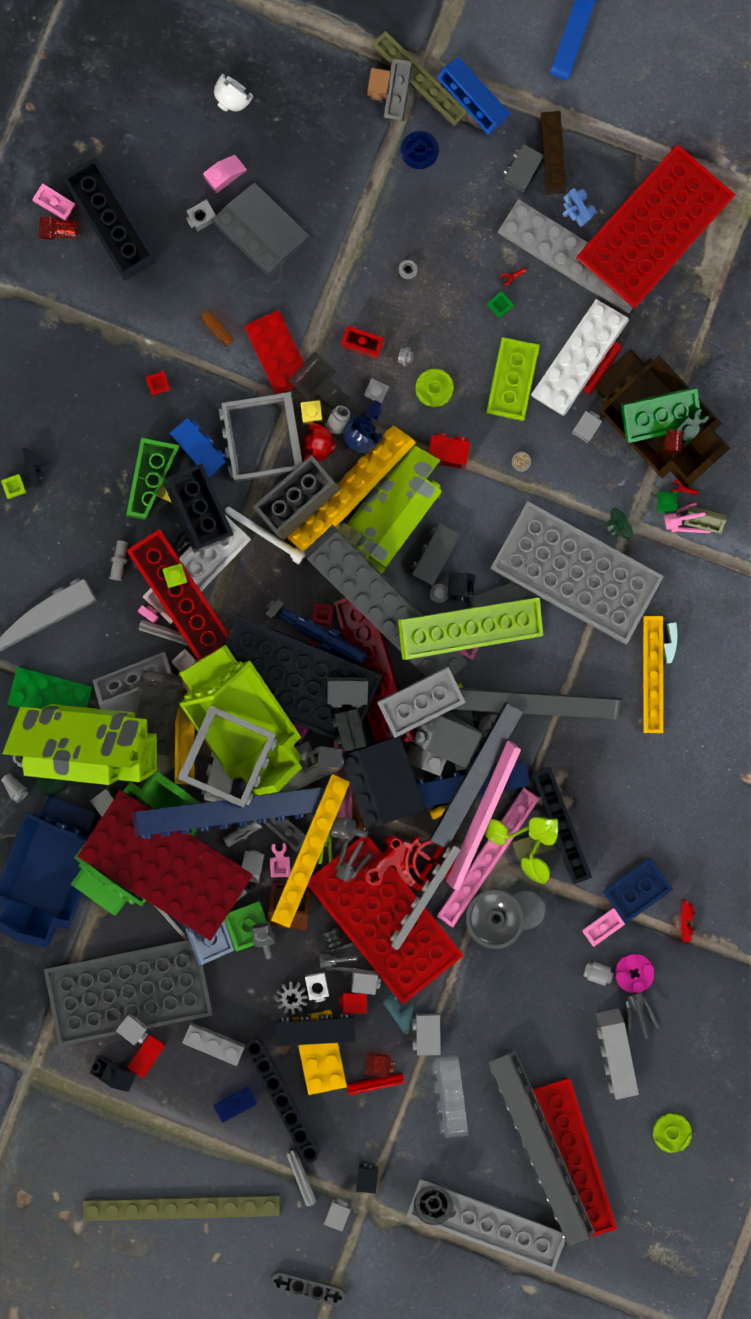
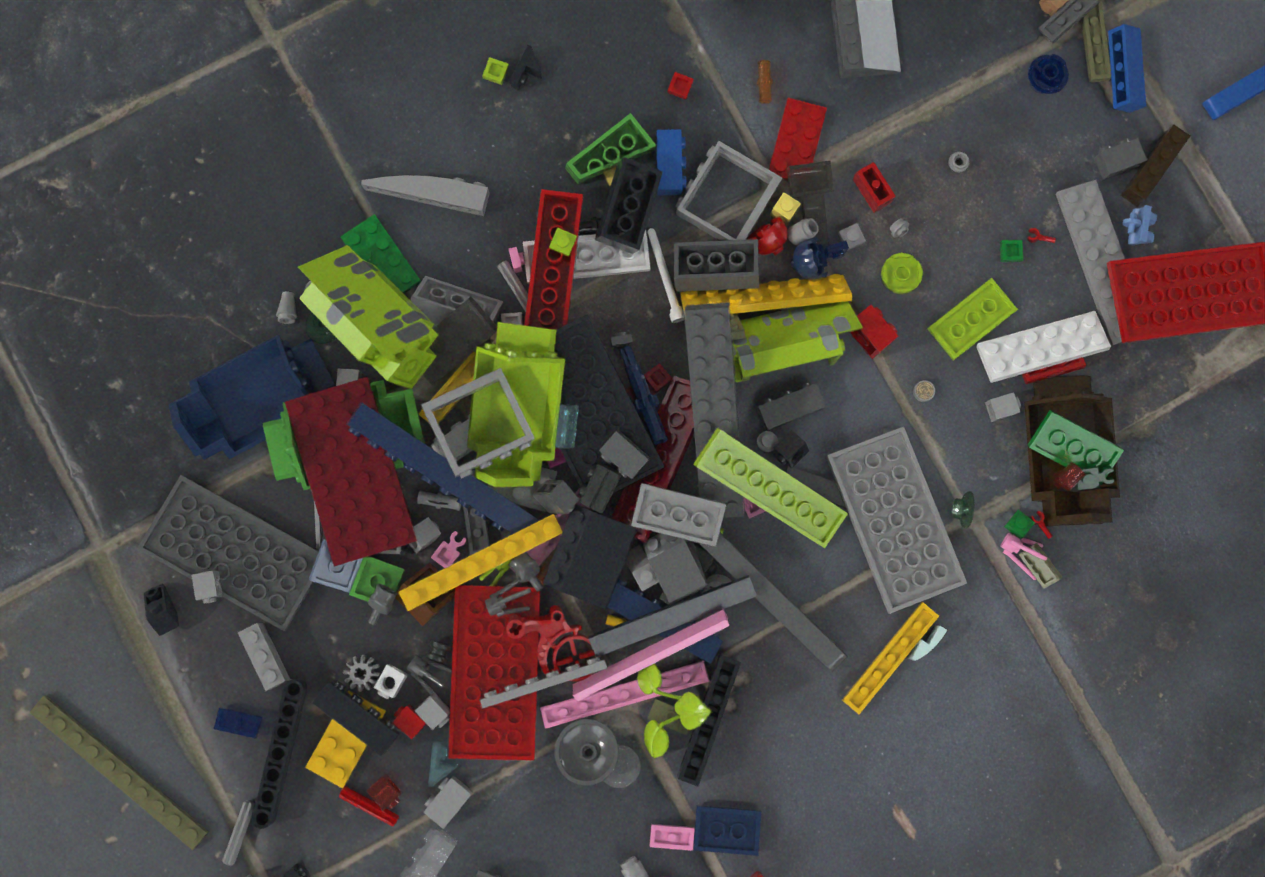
camera: 30 degrees right, 5 degrees down
(119, 560) = (528, 198): light grey pin -> none
(146, 1056) = (201, 618): red tile -> none
(290, 705) = (566, 426): none -> clear light blue plate

